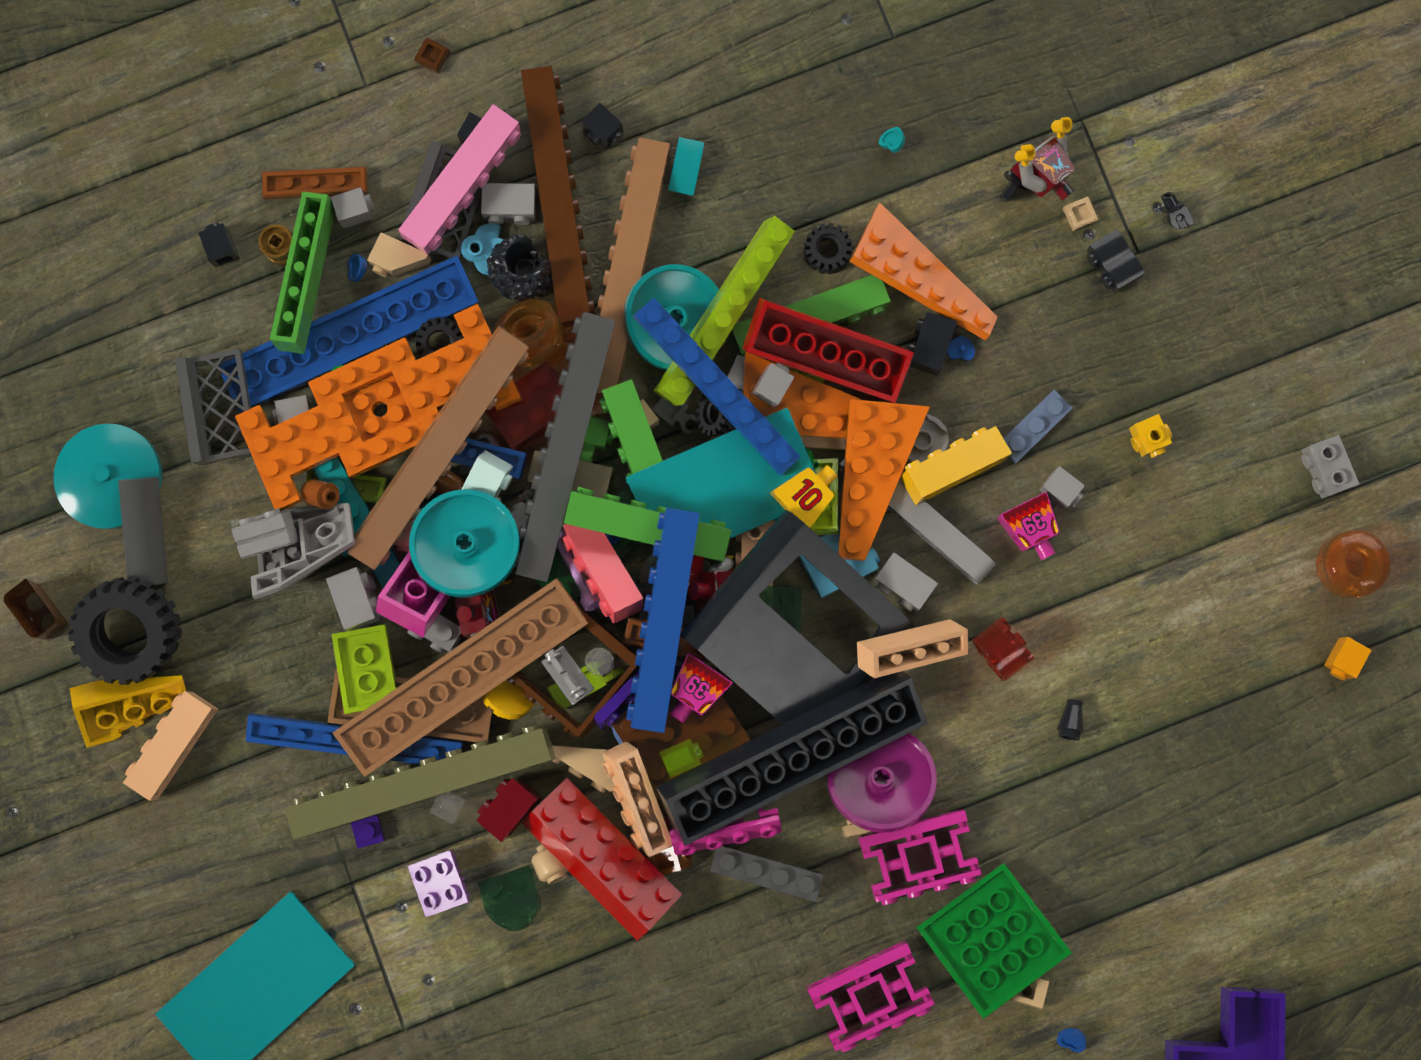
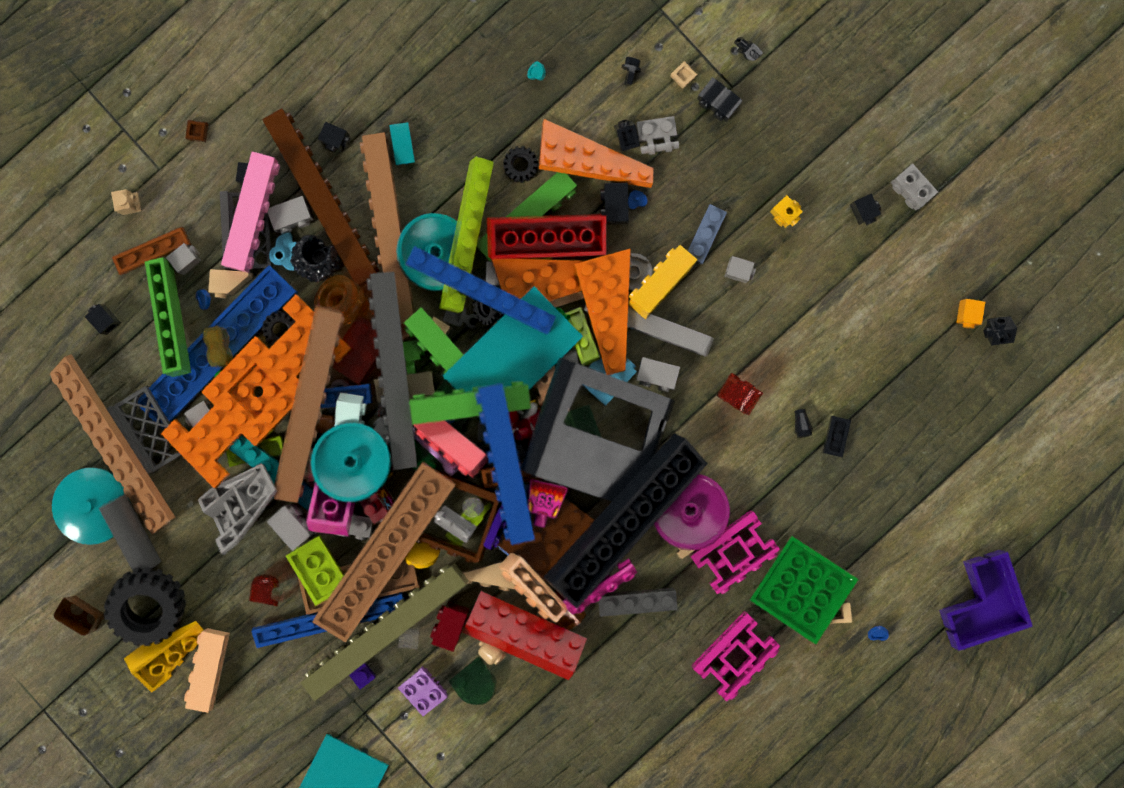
camera: 25 degrees left, 5 degrees up
(166, 408) = (111, 444): none -> medium nougat plate
(265, 534) = (214, 506): light grey brick -> none
(275, 244) = (140, 304): pearl gold wheel -> none
(283, 666) = (262, 588): none -> clear red helmet
(308, 110) = (126, 202): none -> tan brick
(320, 494) = (240, 464): dark orange brick -> none
(354, 326) = (217, 341): none -> clear yellow brick
(681, 757) = (552, 550): clear neon green brick -> none
(773, 384) = (518, 274): light grey brick -> none
(806, 494) = (569, 341): yellow torso -> none
(912, 648) = (679, 417): light nougat brick -> none
(979, 262) = (627, 135): none -> black bracket
(1018, 269) = (657, 129): none -> light grey plate
(1032, 525) = (728, 302): torso -> none
(1047, 164) = (649, 49): torso -> none
(1111, 754) = (836, 436): none -> black plate
(1256, 472) = (866, 209): none -> black brick
(1332, 566) = (939, 254): clear orange piece -> none
(1378, 696) = (1000, 330): none -> black brick

